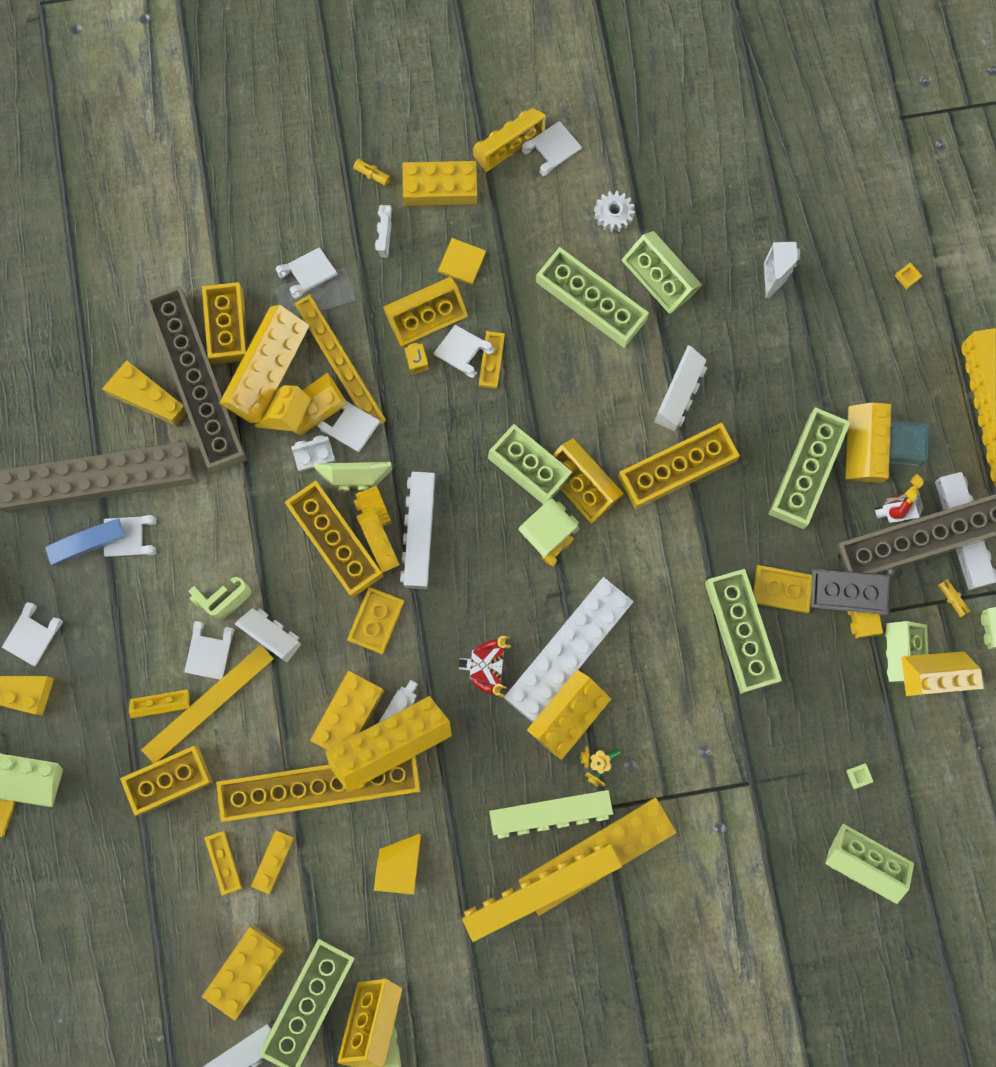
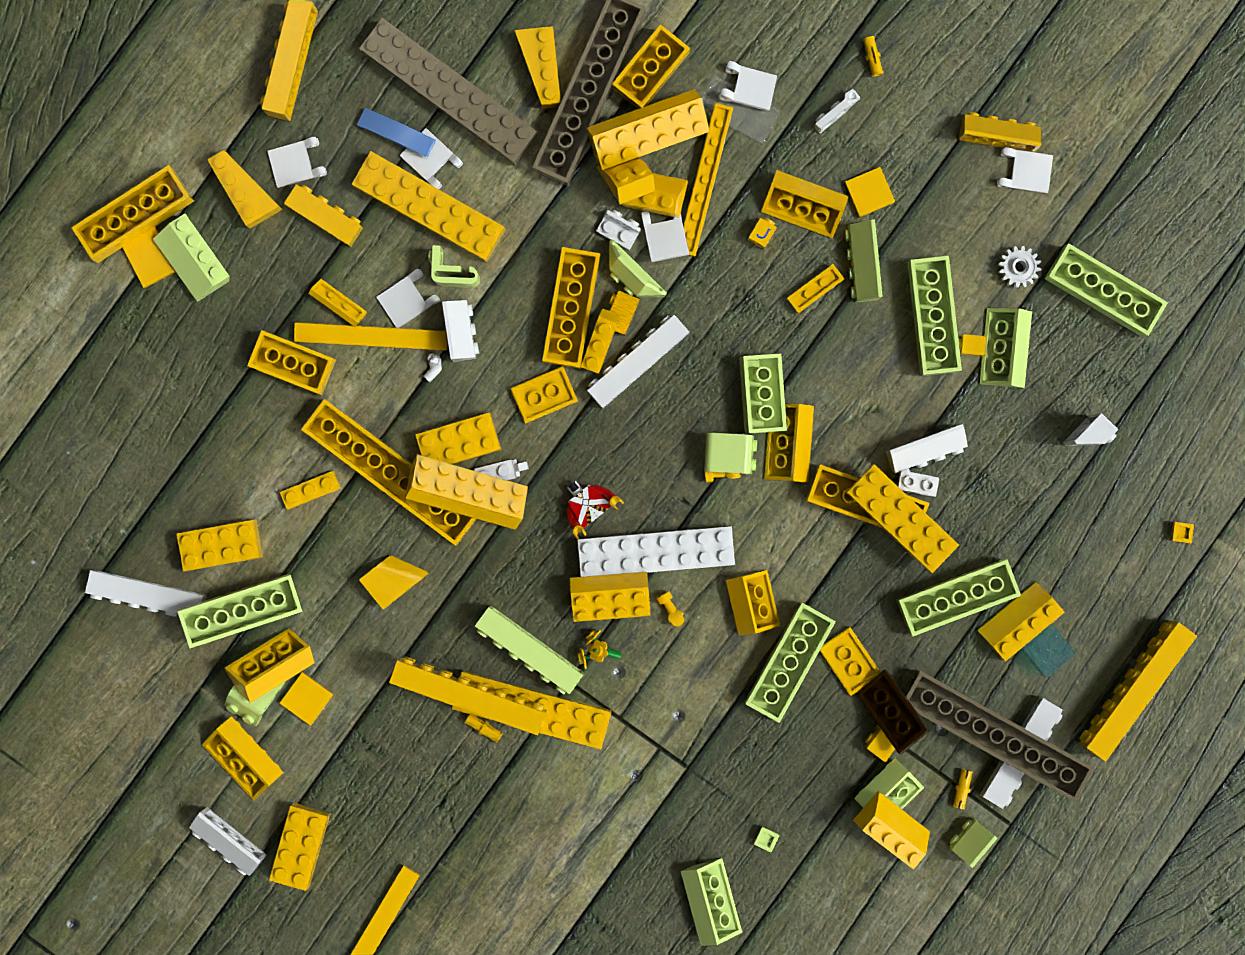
camera: 45 degrees right, 10 degrees up
(87, 651) = (323, 215): none -> yellow brick
(159, 570) = (428, 206): none -> yellow brick
(223, 863) = (276, 457): yellow plate -> none
(277, 679) = (435, 367): none -> white arm
(423, 1022) = (306, 698): none -> yellow tile
(439, 183) = (913, 116): yellow brick -> none
(460, 348) = (801, 257): white flag -> none
(506, 307) = (864, 261): none -> yellowish green slope
(575, 907) = (484, 728): none -> yellow pin
(628, 682) = (675, 616): none -> yellow leg
(638, 290) = (972, 345): none -> yellow brick
(673, 617) = (753, 603): none -> yellow slope
(687, 169) = (1106, 290): none -> yellowish green brick
(700, 419) = (918, 483): none -> white bracket
(715, 450) = (902, 518): none -> yellow brick
(904, 505) = (996, 692): torso -> none

